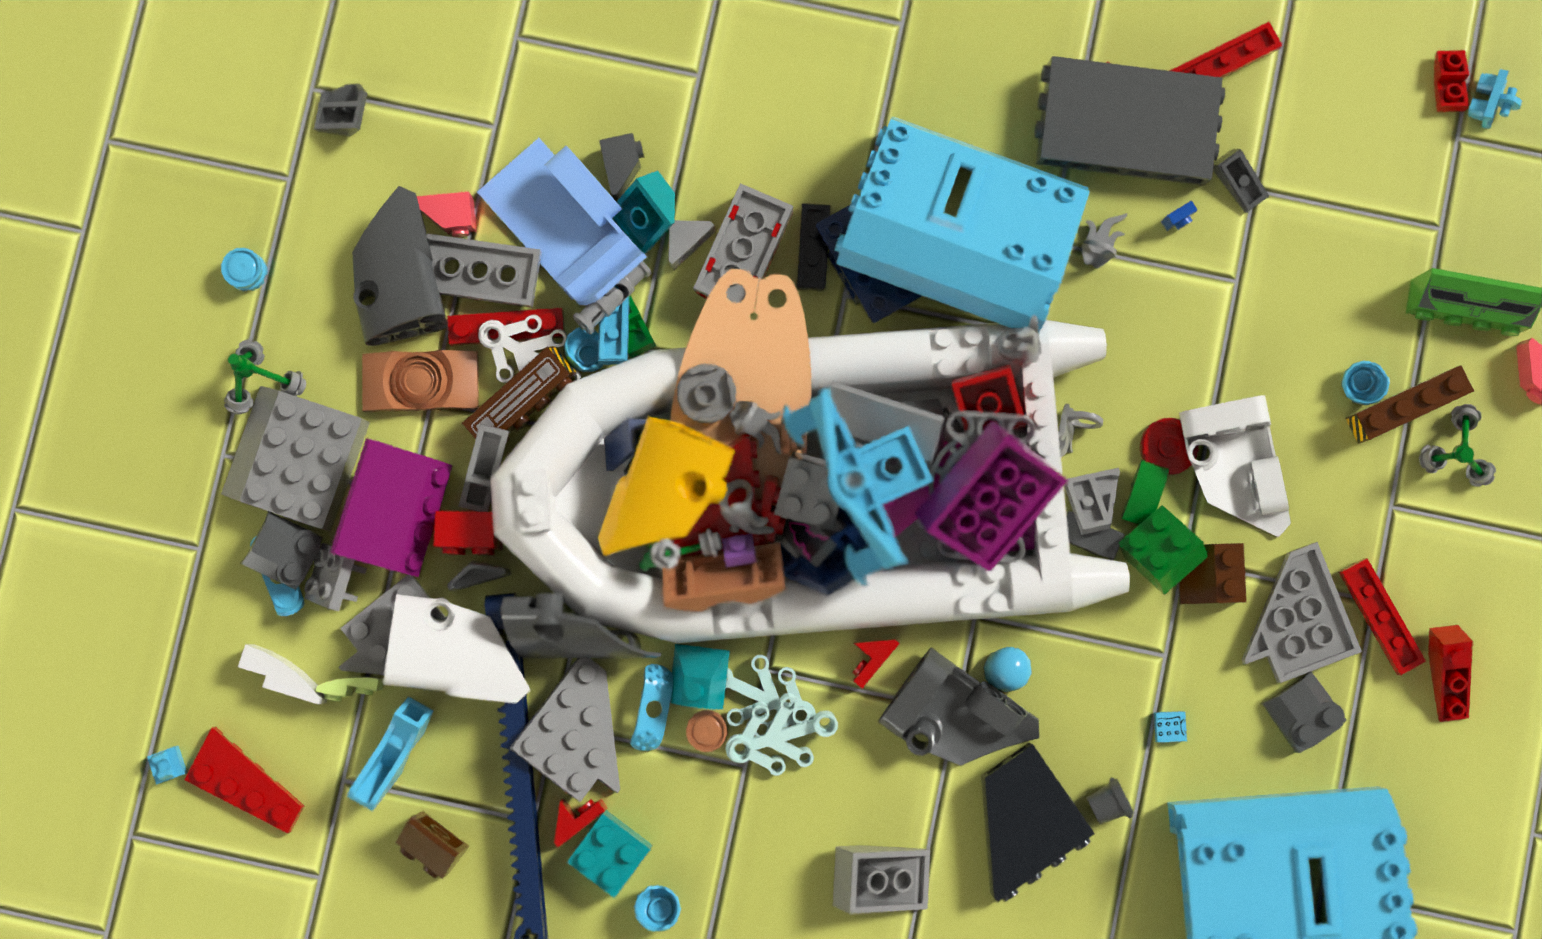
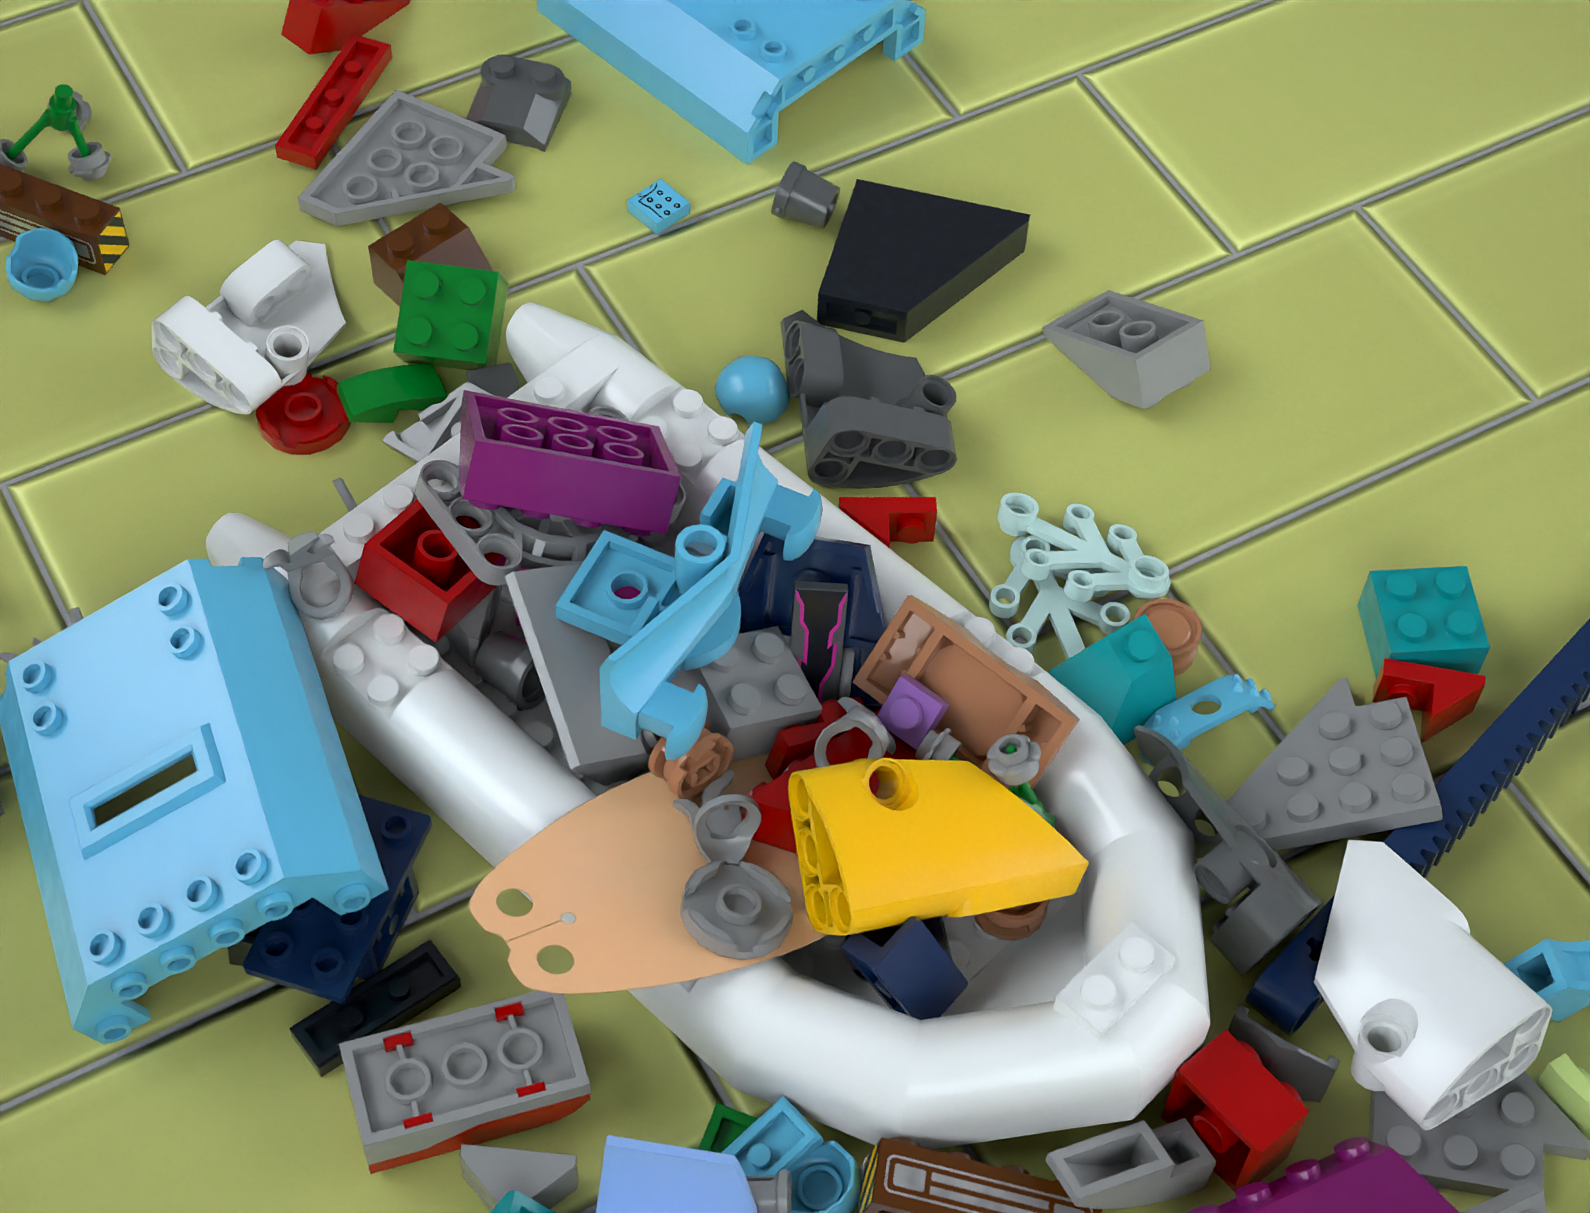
camera: 135 degrees left, 30 degrees down
(657, 908) = (1421, 531): medium azure hair -> none

